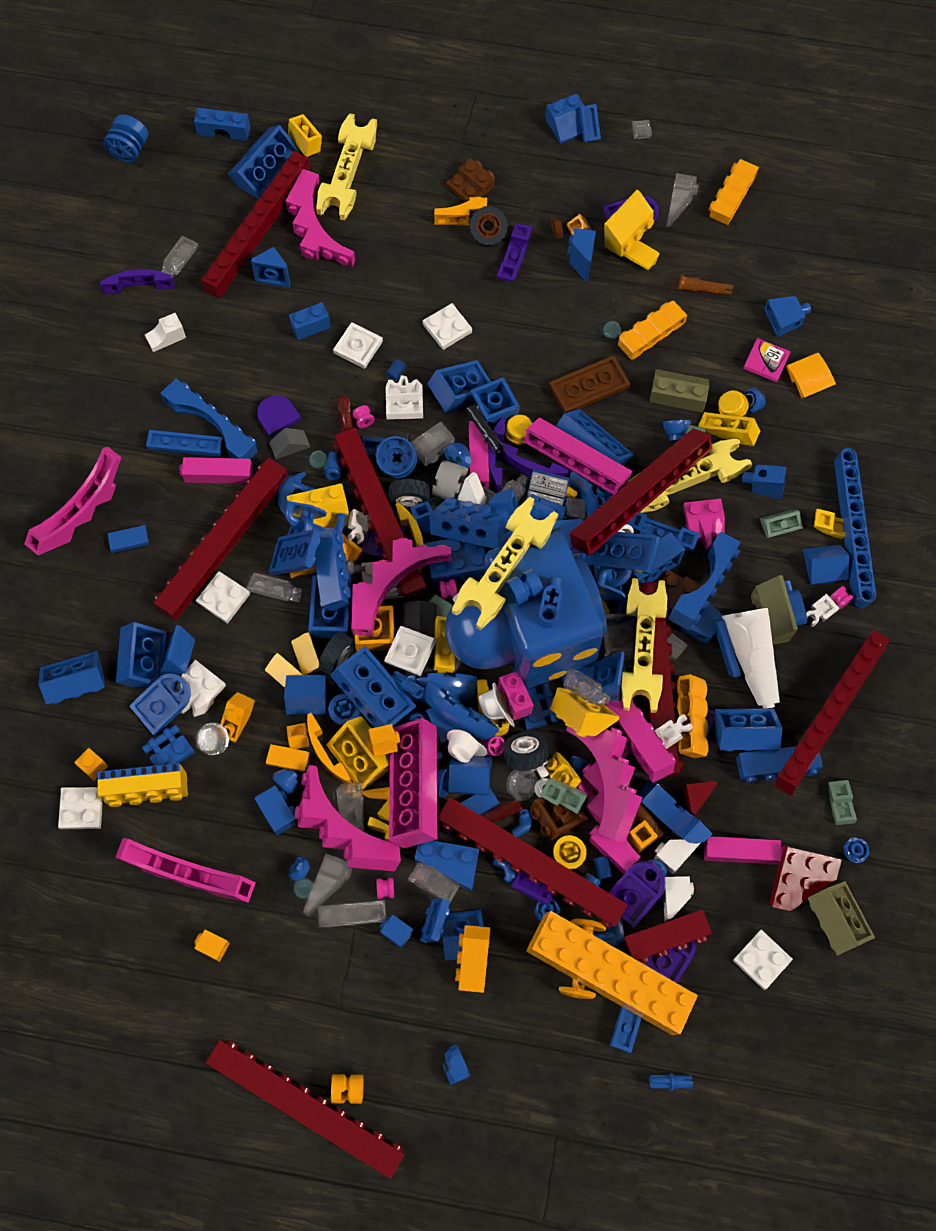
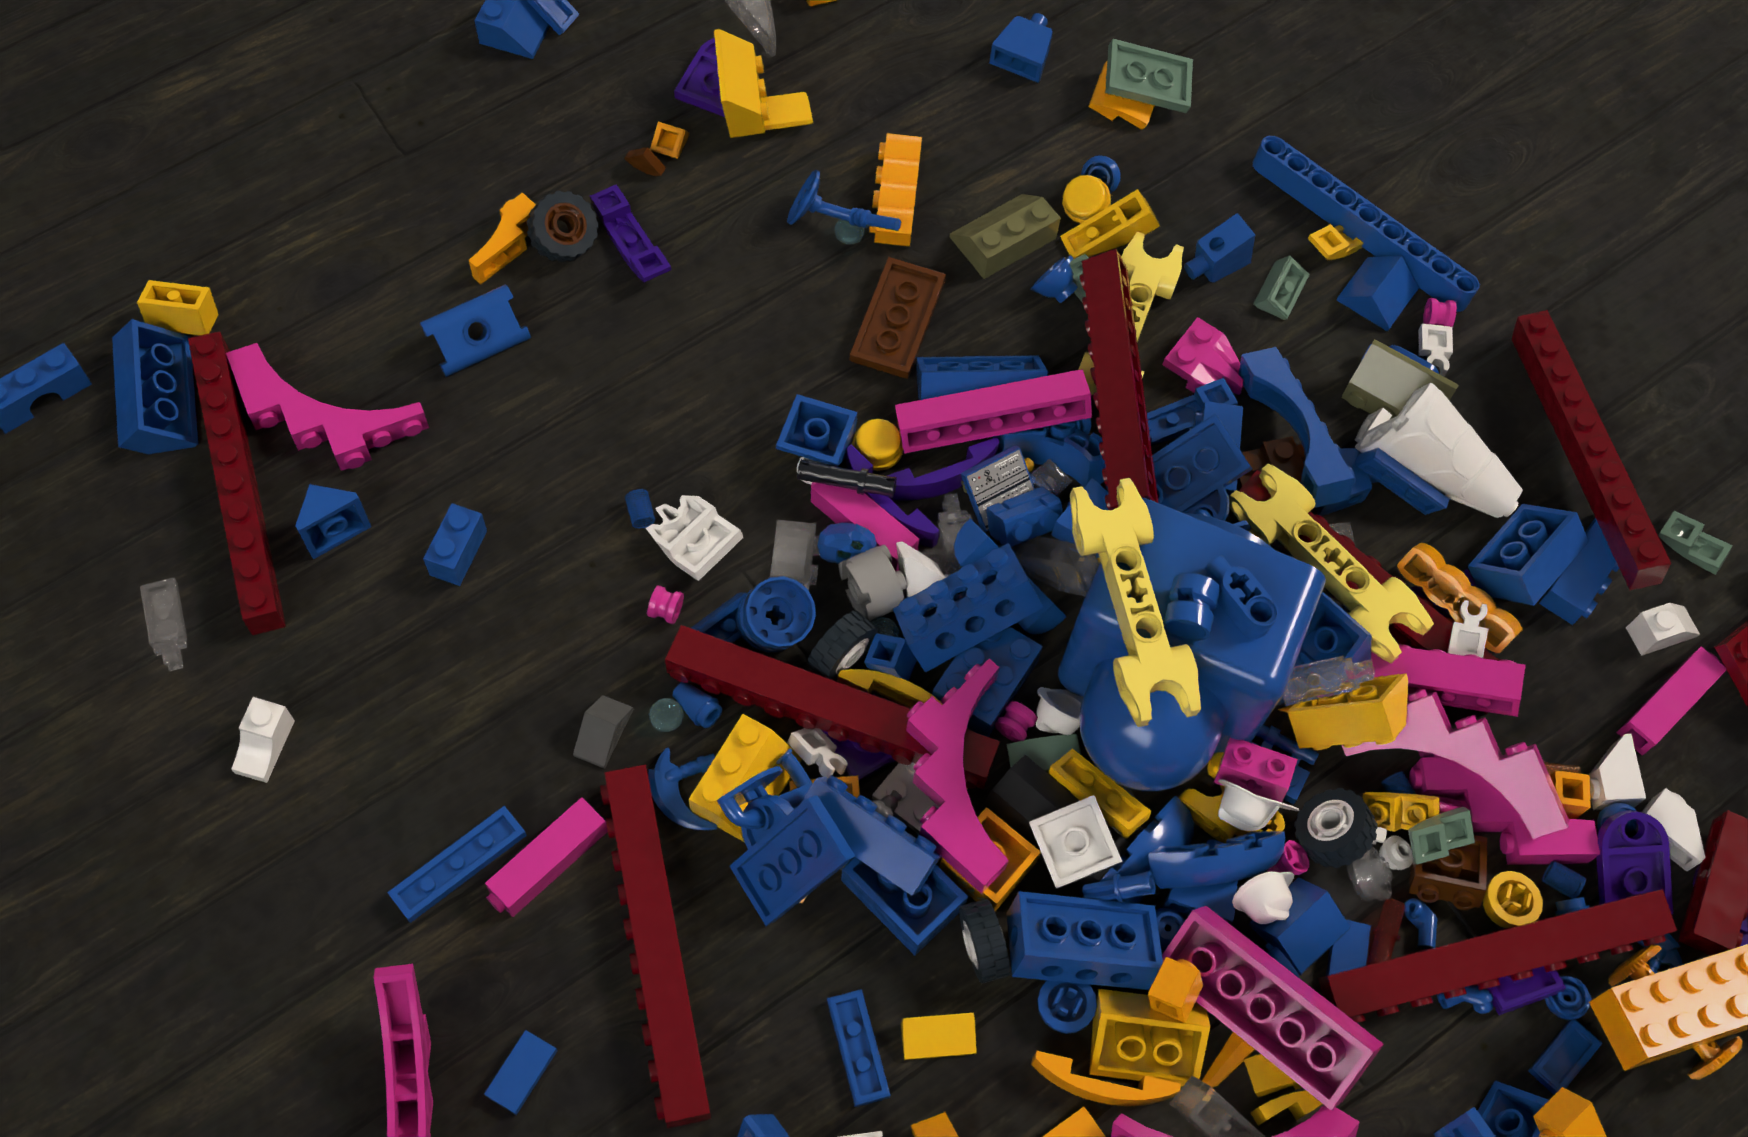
camera: 50 degrees left, 5 degrees down
(114, 283) = (173, 672): dark purple slope -> none
(183, 400) = (388, 807): blue arch -> none
(223, 597) = (741, 1020): white plate -> none
(252, 649) = (858, 1048): none -> blue tile
(273, 588) = (797, 938): clear hinge -> none
(276, 414) = (543, 707): dark purple tile -> none
(298, 736) = (1043, 1100): light orange slope -> none
(305, 694) = (998, 1033): blue slope -> none
(306, 654) = (936, 982): yellow slope -> none
(339, 191) = (305, 346): light yellow piece -> none
(345, 413) = (635, 622): clear red axle -> none
(358, 345) = (554, 520): white plate -> none
(395, 241) = (498, 324): none -> blue piece
(433, 882) = (1414, 1107): clear arch -> none
(447, 326) = (642, 396): white plate -> none
(451, 860) = (1410, 1058): blue wedge -> none
(454, 384) = (743, 456): blue slope -> none
(471, 181) = (473, 191): reddish brown plate -> none
(517, 930) = (1565, 1056): none -> blue tile
(581, 251) = (718, 163): blue slope -> none
(605, 302) = (809, 201): none -> blue dish
(675, 817) = (1565, 735): blue brick -> none
(696, 284) = (887, 94): clear orange pin -> none
(696, 795) = (1561, 688): dark red slope -> none
(766, 360) = (1061, 116): dark pink slope -> none
(779, 820) = (1661, 628): none -> white slope
(827, 374) = (1149, 76): none -> sand green plate

